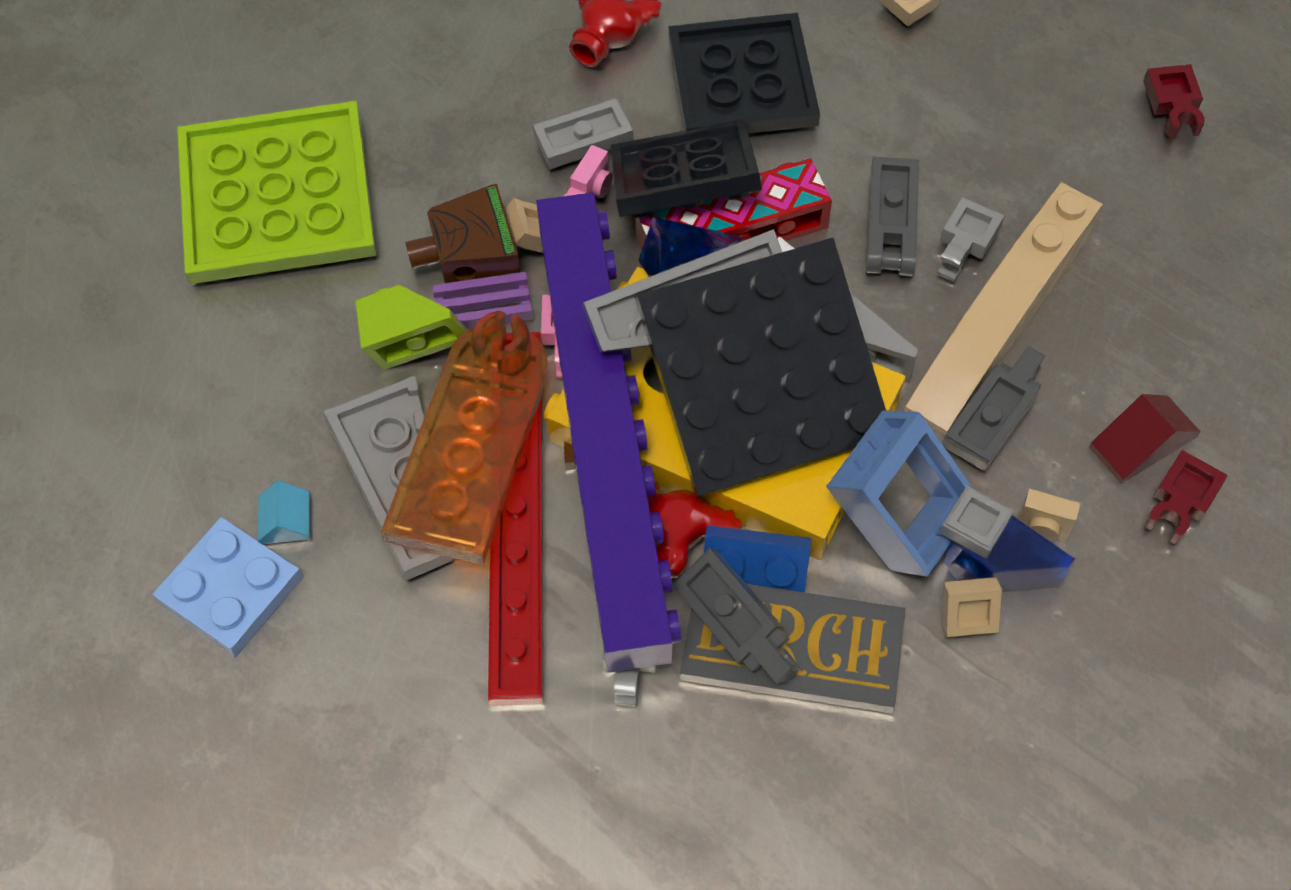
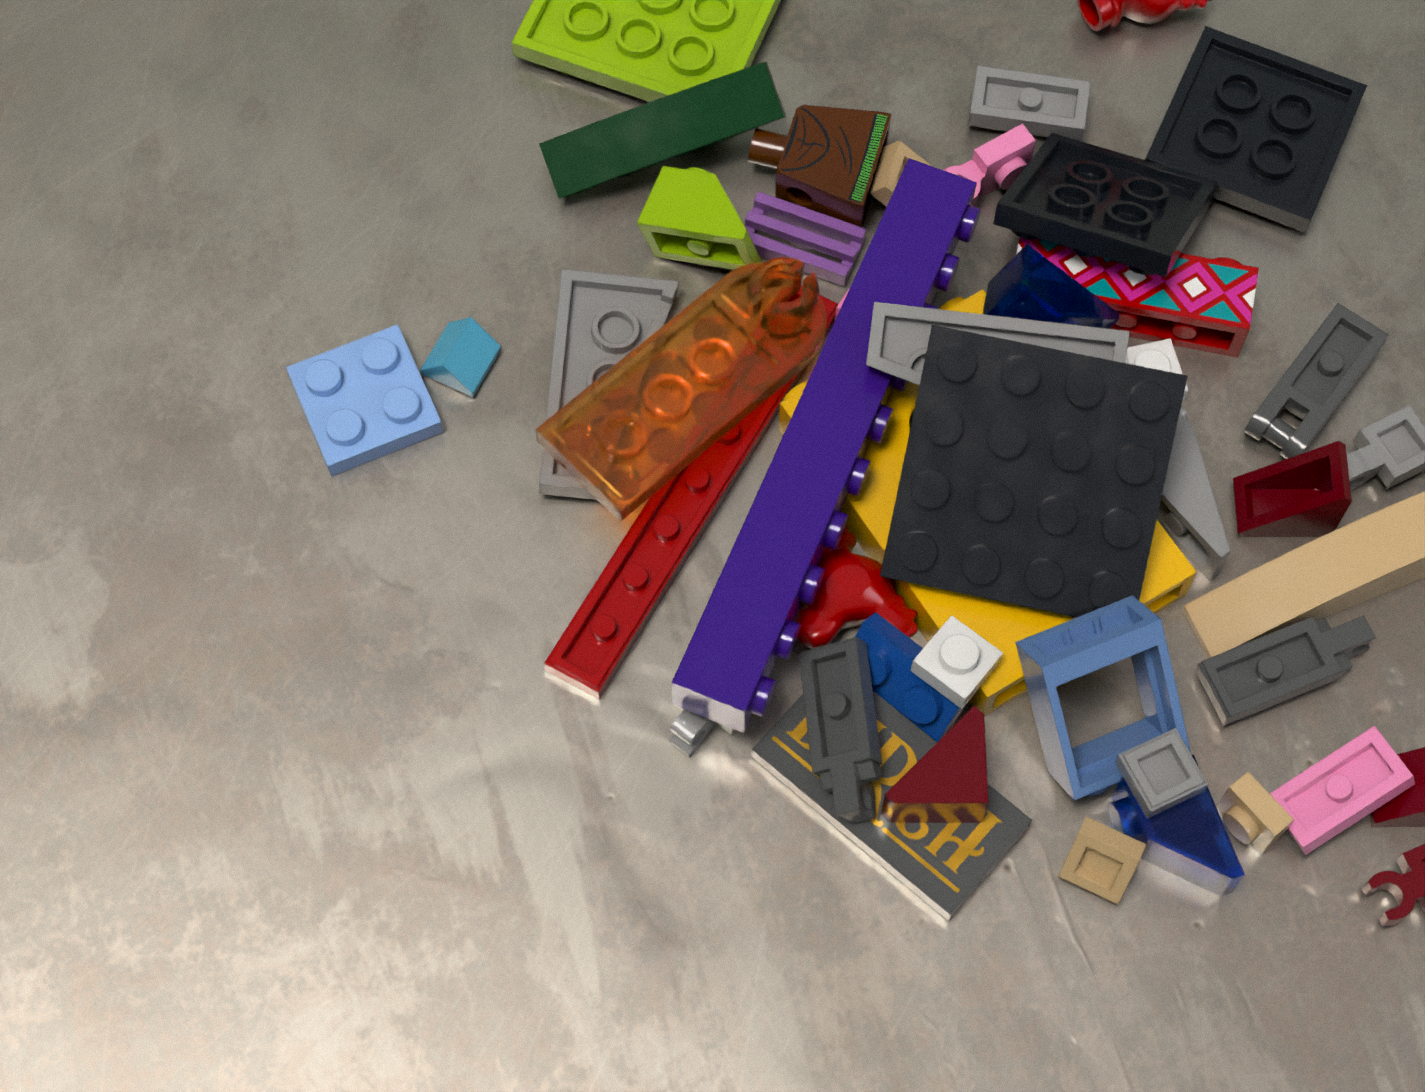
camera: 30 degrees right, 5 degrees up
(336, 278) = (662, 130): none -> dark green slope
(790, 525) = (956, 661): none -> white plate
(838, 612) = (946, 781): none -> dark red slope
(932, 292) = (1295, 495): none -> dark red slope
(1093, 465) = (1342, 789): none -> bright pink plate

